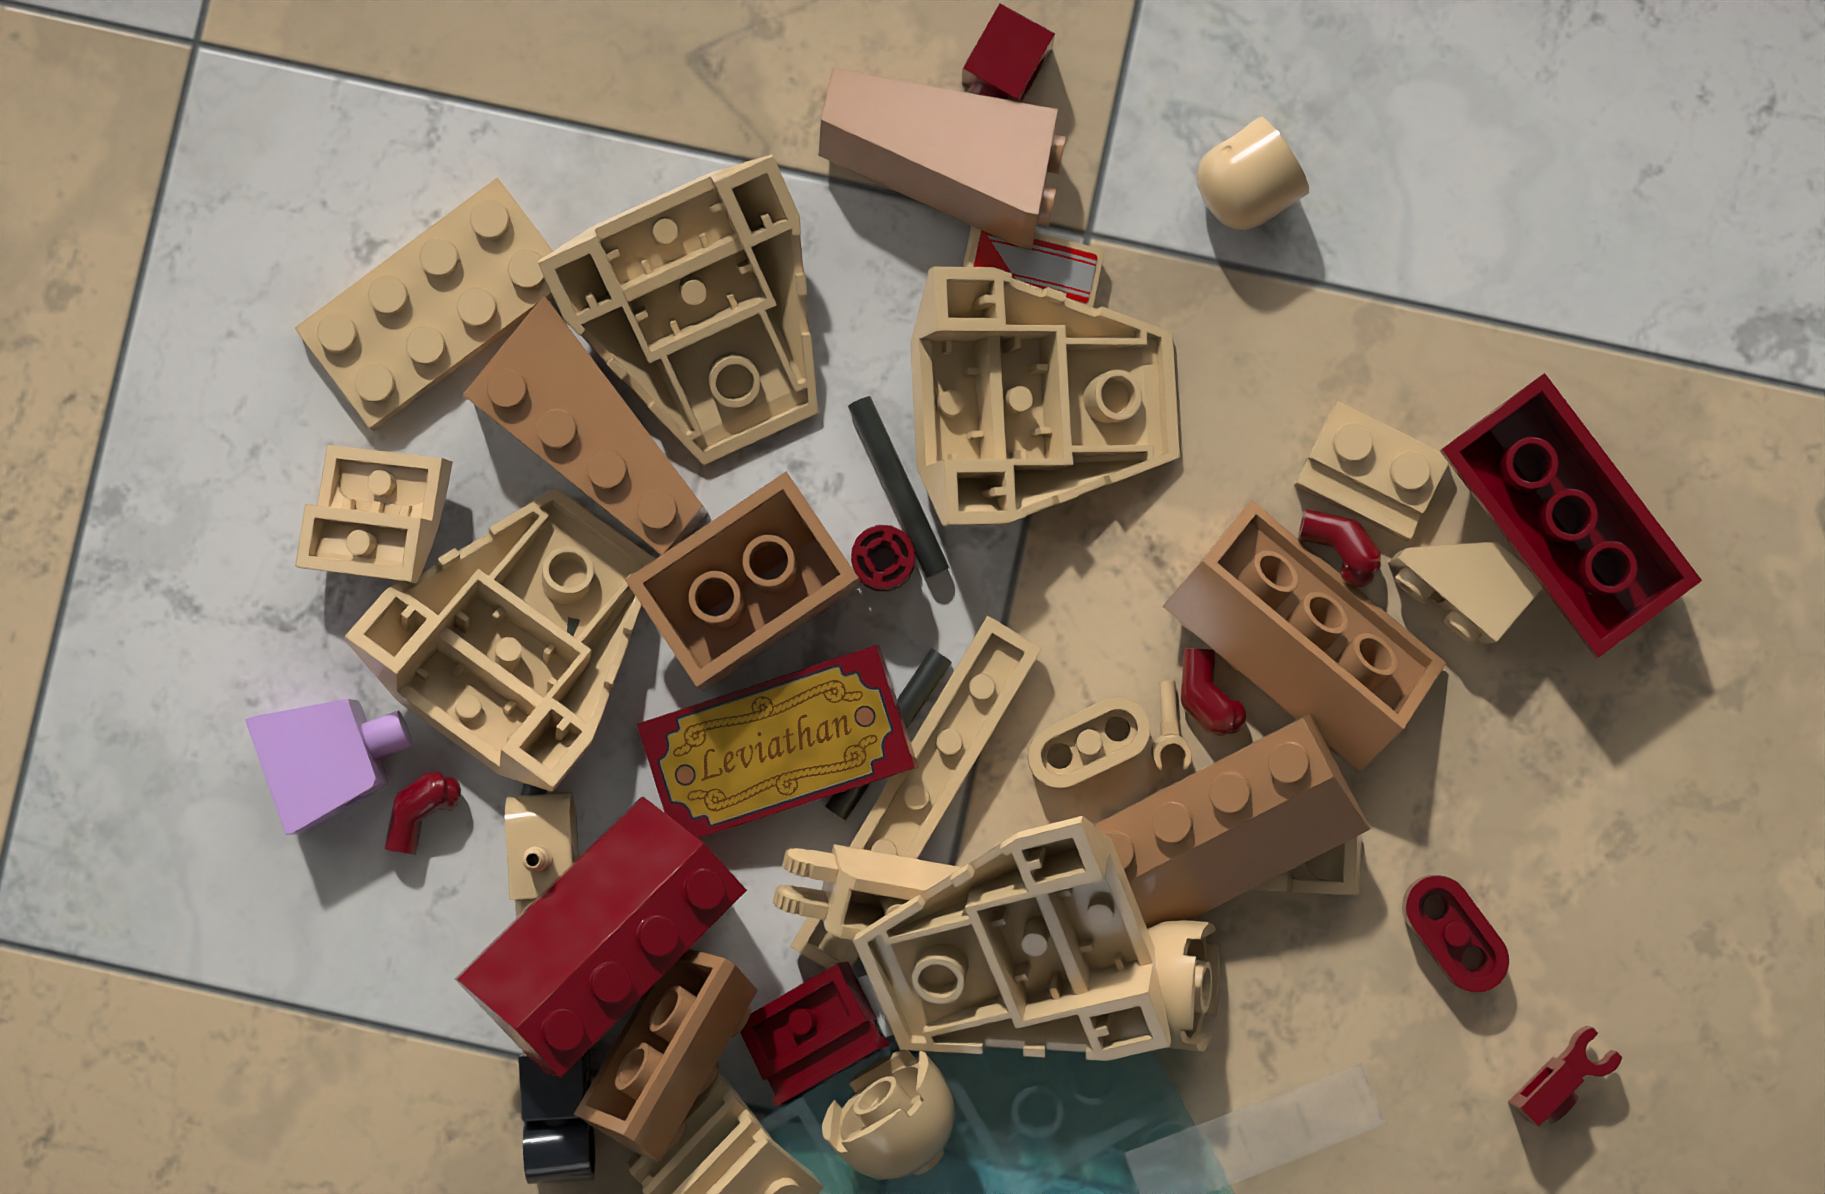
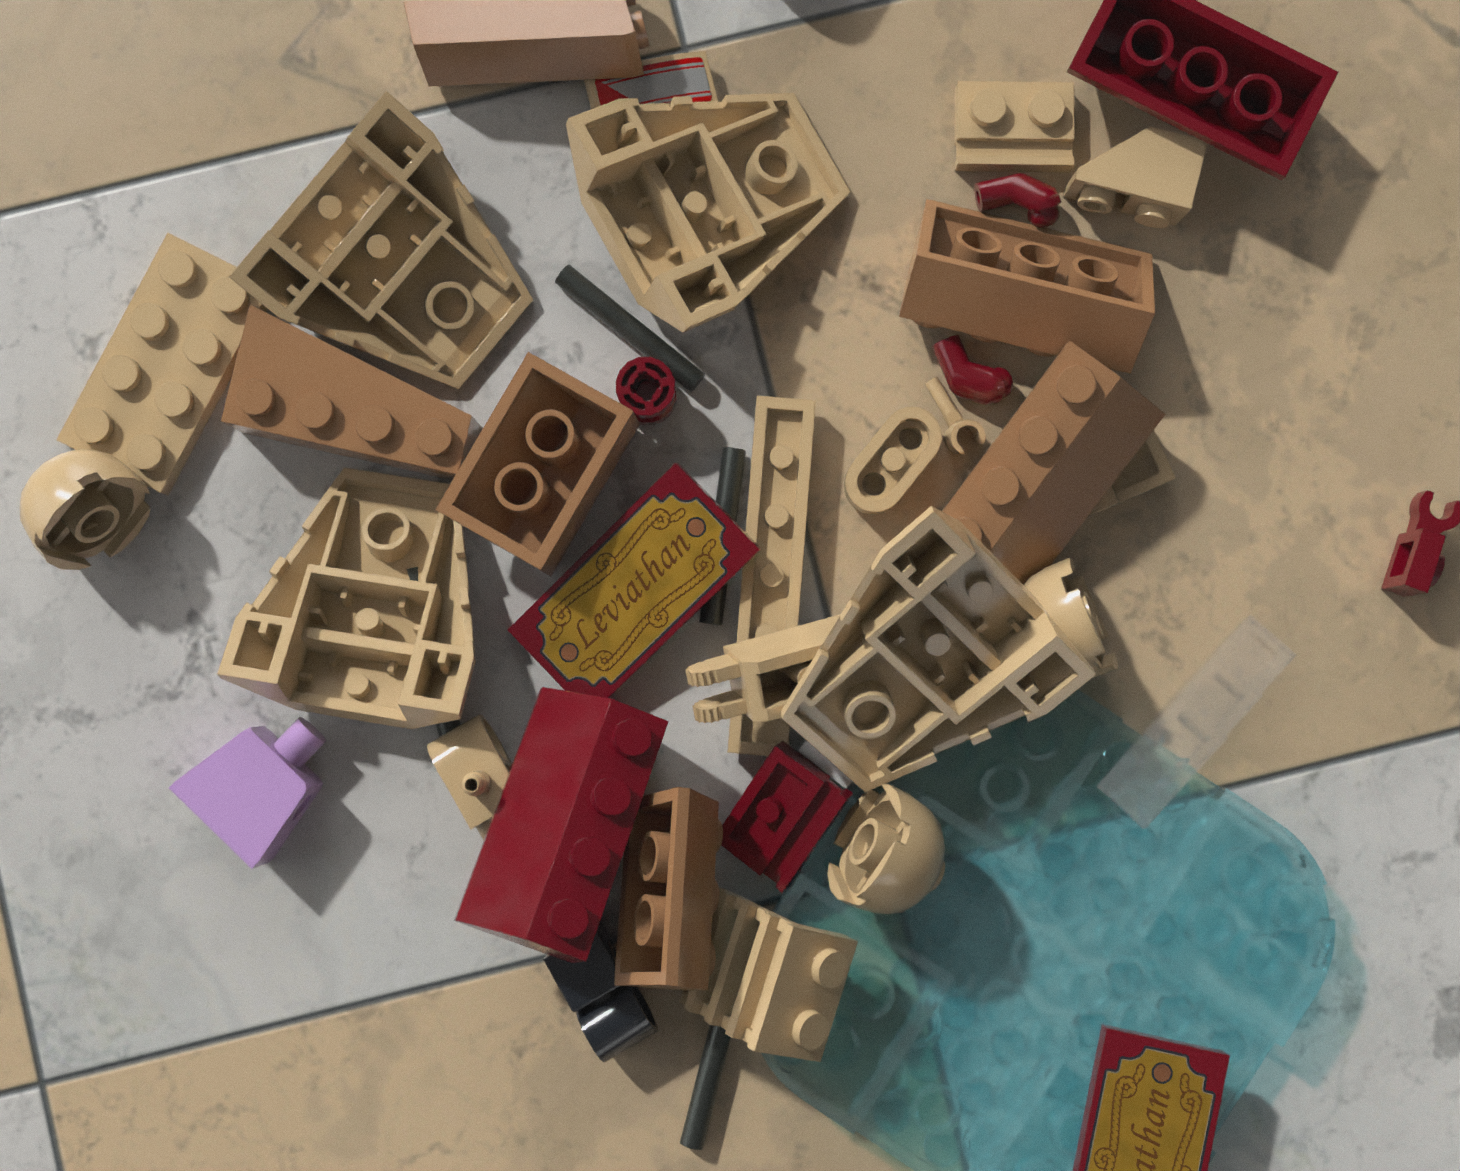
camera: 30 degrees left, 0 degrees up
(290, 407) = (82, 507): none -> tan cylinder
(374, 514) = (197, 560): tan slope -> none
(416, 803) = (352, 789): dark red arm -> none
(1455, 931) = (1270, 468): dark red plate -> none

